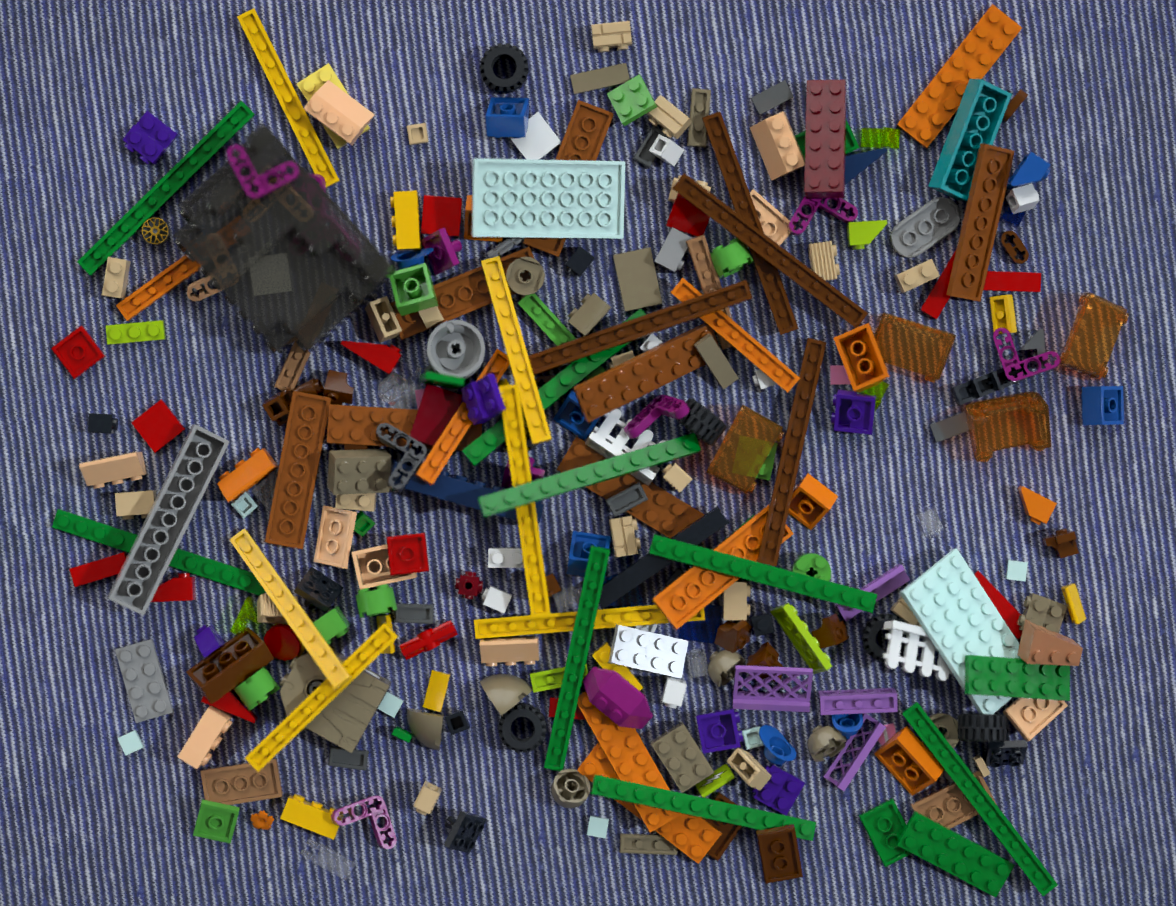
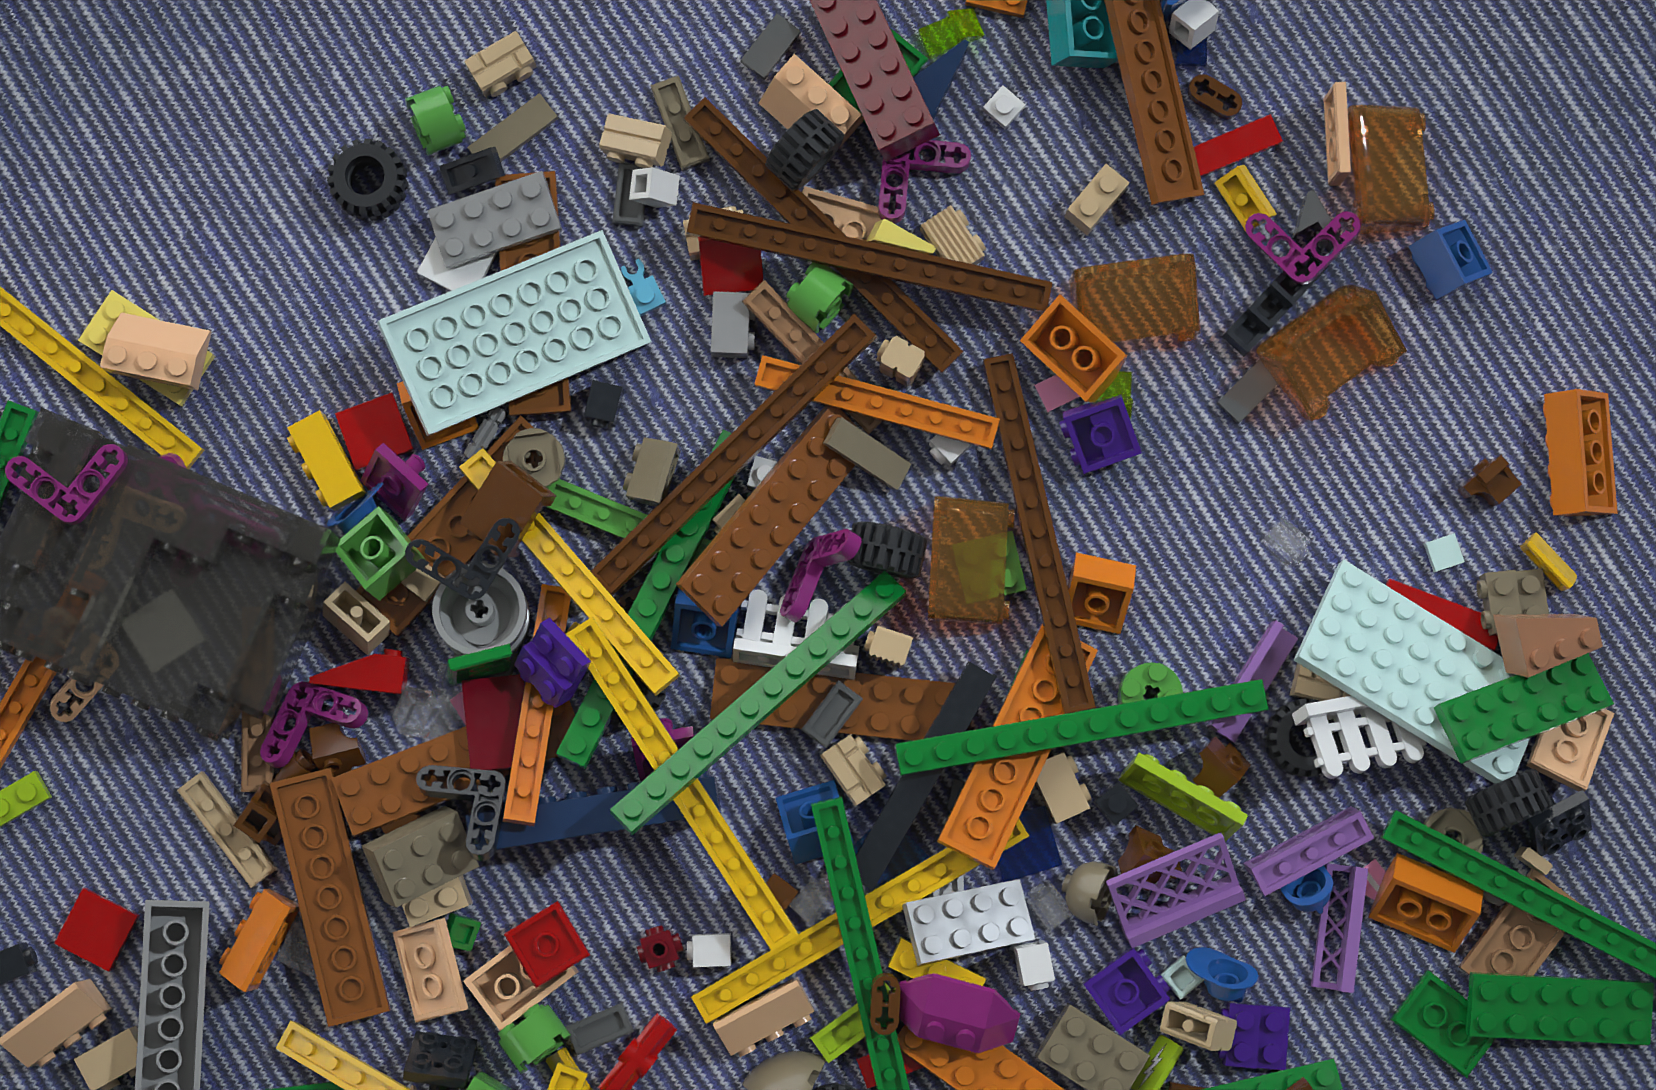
camera: 30 degrees left, 5 degrees down
(244, 505) = (276, 986): light aqua tile -> none
(254, 400) = (219, 820): none -> tan tile
(333, 357) = (309, 707): none -> magenta beam
(417, 134) = (286, 331): tan tile -> none
(465, 325) = (475, 568): none -> black beam
(497, 298) = (506, 494): none -> reddish brown panel
(505, 558) = (694, 883): white brick -> none
(507, 117) = (404, 247): blue slope -> none
(559, 52) = (435, 119): none -> bright green brick
(566, 91) = (472, 170): none -> black plate
(566, 126) = (494, 220): none -> light grey plate
(584, 677) = (892, 1004): none -> reddish brown beam
(632, 100) = (571, 140): bright green plate -> none
(632, 207) = (643, 291): none -> medium azure plate
(637, 279) = (699, 391): dark tan tile -> none
(733, 635) = (1081, 840): reddish brown brick -> none
(760, 317) = (900, 360): none -> tan brick
(762, 171) = (804, 149): none -> black tyre
(789, 243) = (892, 235): none -> light yellow slope
(825, 742) = (1290, 933): dark tan cylinder -> none
(863, 232) = (990, 174): lime slope -> none
(889, 196) = (1003, 107): none -> white plate
(925, 227) = (1075, 127): light grey tile -> none
(937, 297) = (1141, 215): red tile -> none
(1036, 506) = (1426, 445): orange slope -> none
(1072, 303) = (1337, 134): none -> light nougat tile
(1121, 551) = (1580, 453): none -> orange slope

